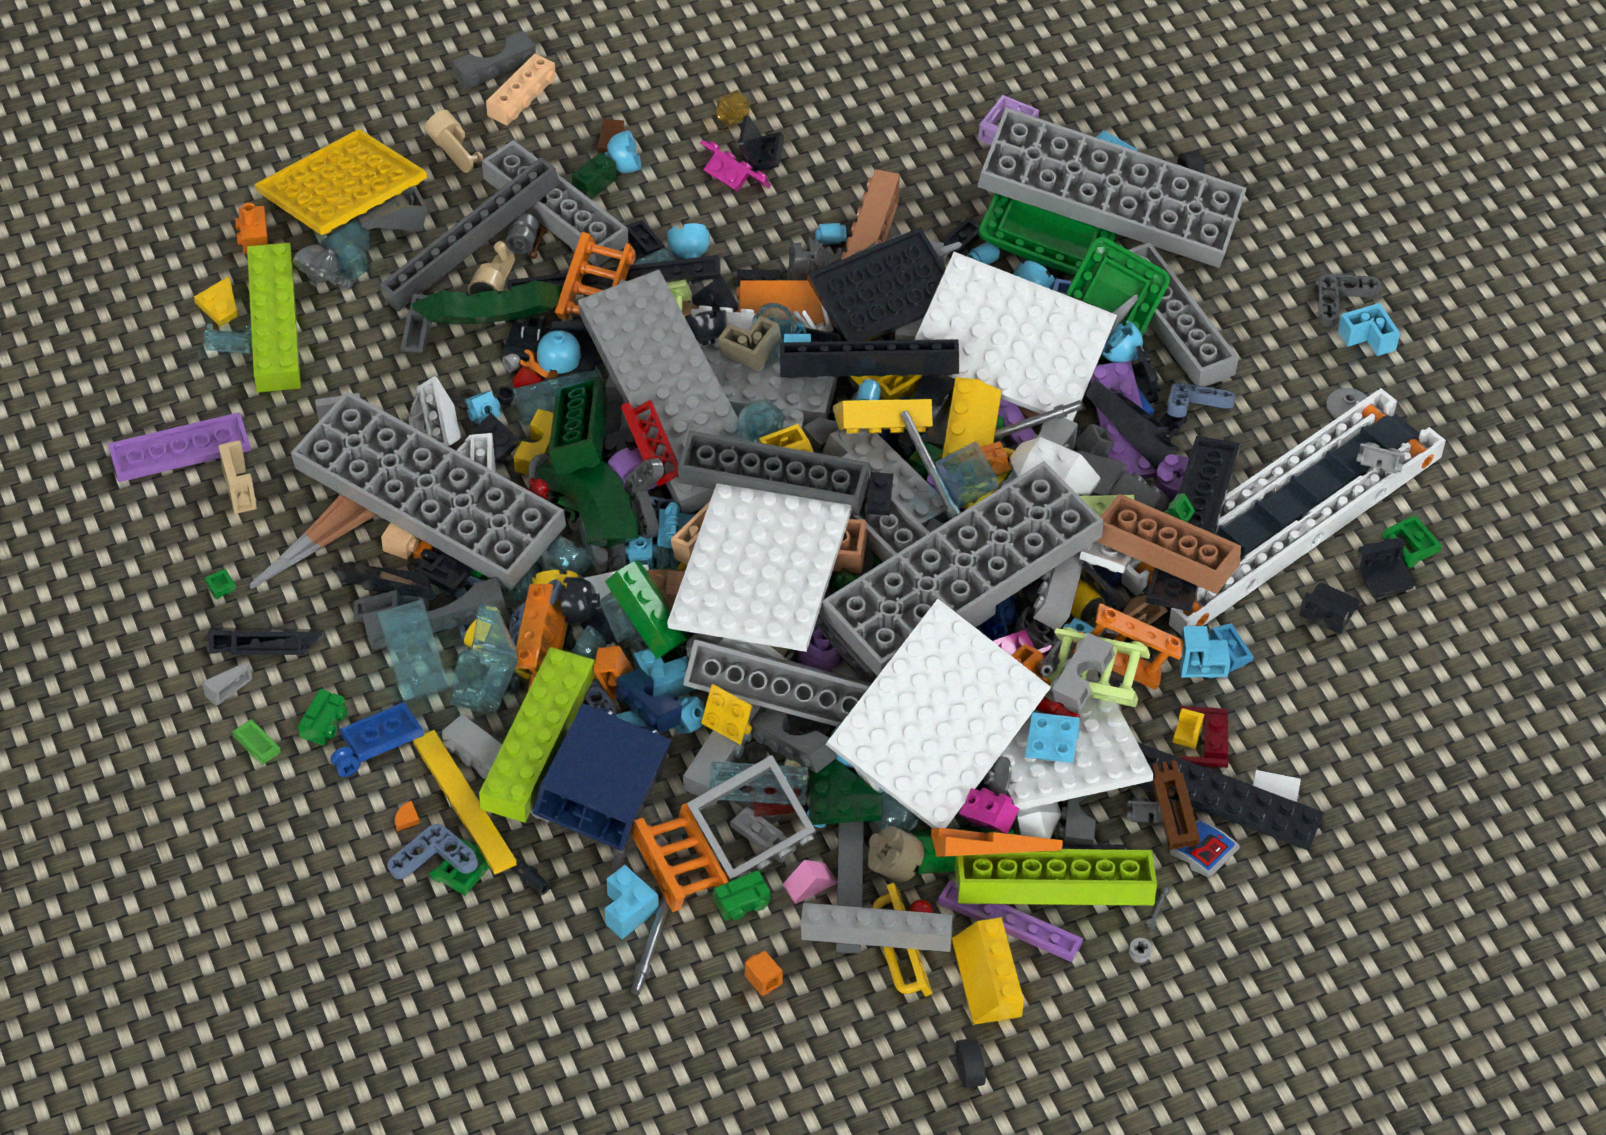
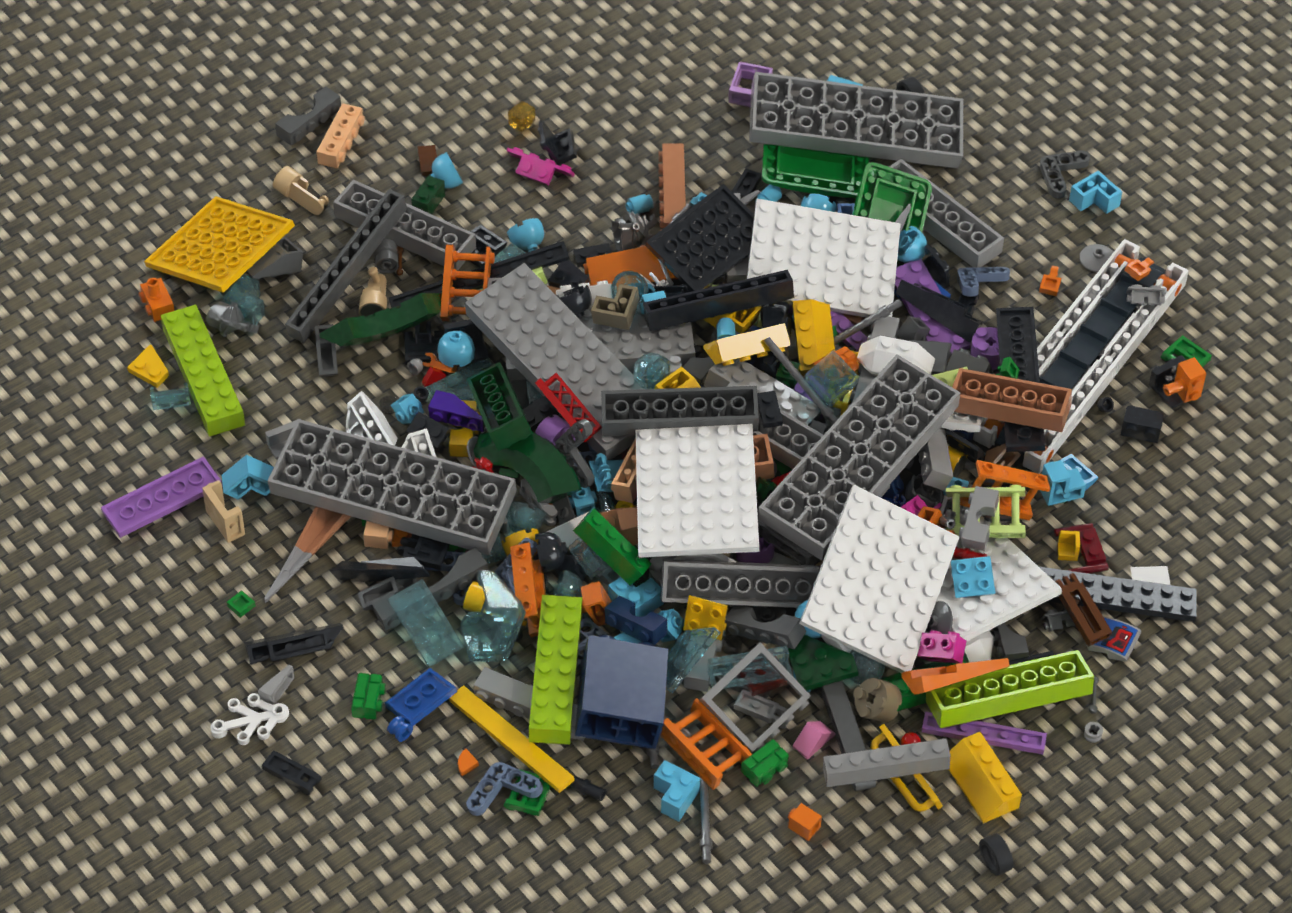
camera: 15 degrees left, 0 degrees up
(187, 713) = (252, 719): none -> white plant
(208, 782) = (291, 772): none -> black plate
(256, 742) = (318, 729): bright green tile -> none
(274, 444) = (246, 476): none -> medium azure brick
(526, 418) = (452, 410): none -> dark purple slope
(692, 752) = (686, 653): none -> clear light blue wing
(1280, 422) = (1050, 283): none -> orange plate
(1296, 579) = (1108, 407): none -> black hinge
(1384, 427) = (1139, 269): none -> orange plate
(1398, 569) = (1188, 381): none -> orange brick

